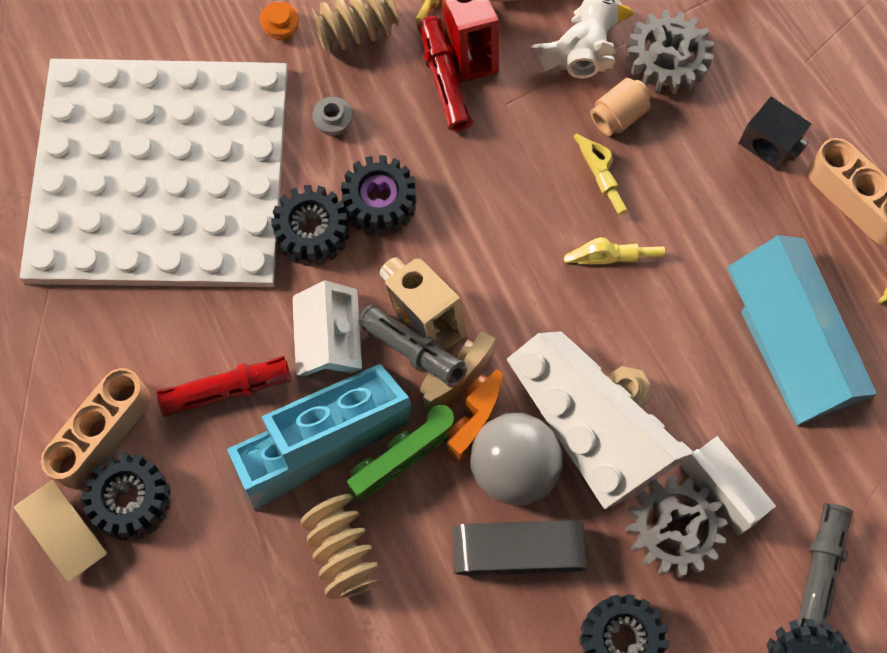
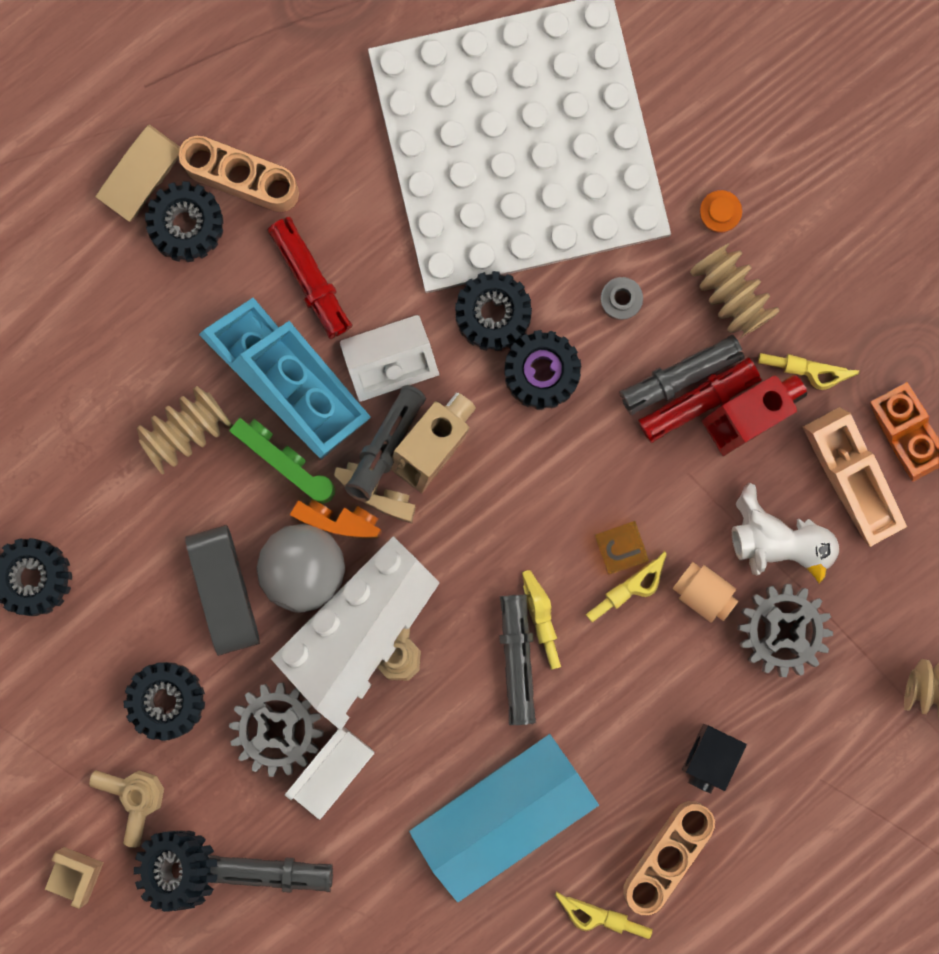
camera: 75 degrees right, 15 degrees up
(420, 96) = (666, 382): none -> dark grey pin
(563, 170) = (621, 547): none -> clear yellow tile
(644, 280) = (517, 659): none -> dark grey pin

